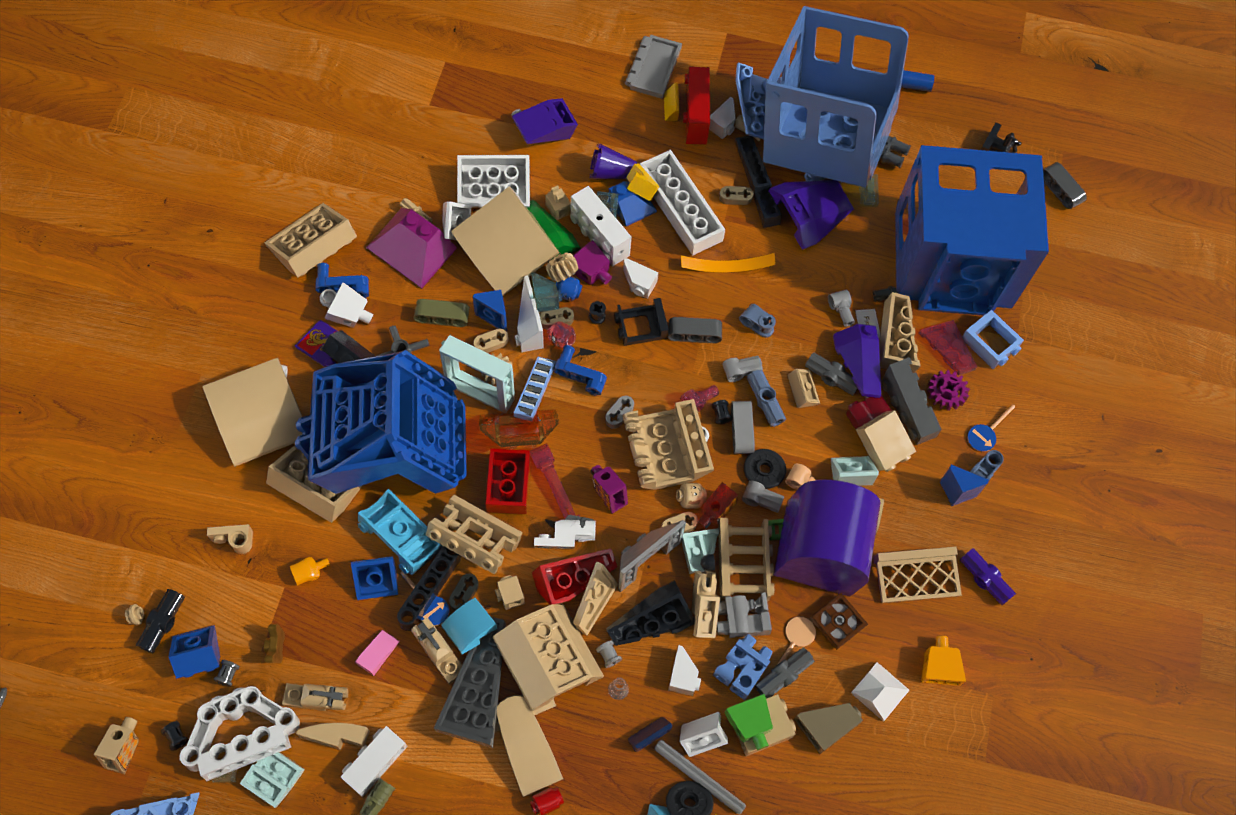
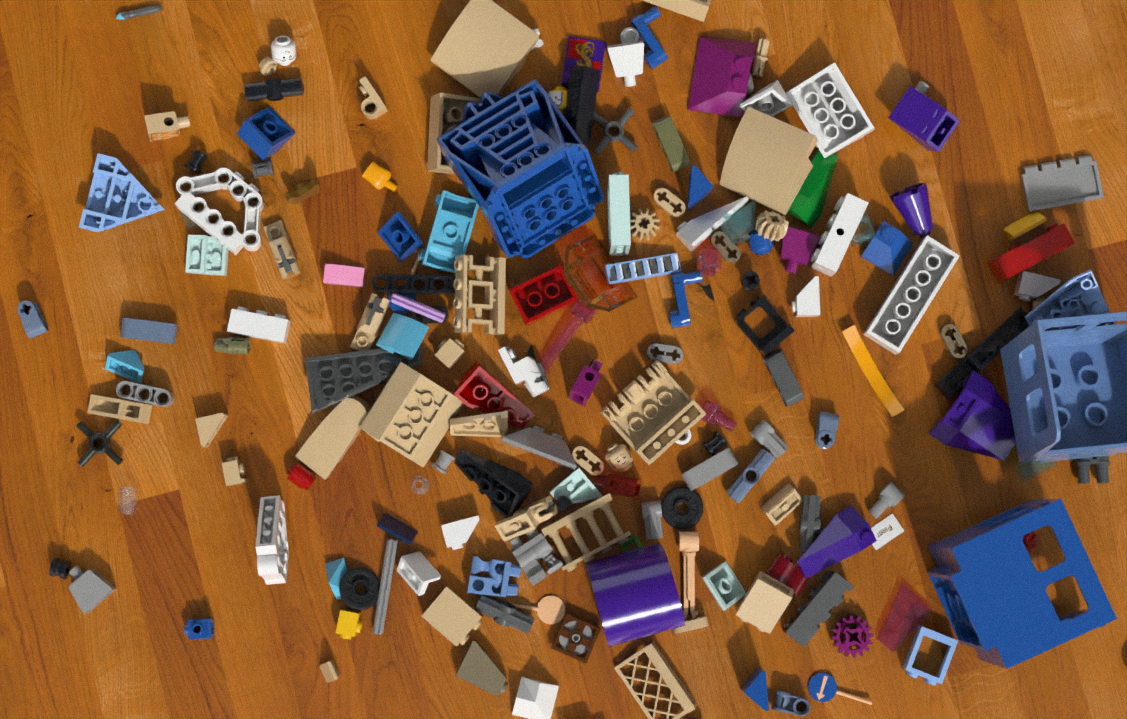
camera: 65 degrees right, 20 degrees up
(130, 590) = (283, 50): none -> white head
(335, 734) = (262, 284): tan slope -> none
(450, 597) = (418, 307): none -> lavender axle
(558, 203) = (844, 181): tan brick -> none
(641, 182) = (906, 249): yellow slope -> none
(751, 720) = (445, 606): bright green torso -> none
(883, 294) = (923, 533): pearl dark grey pin -> none
(897, 332) = (881, 565): tan wedge -> none

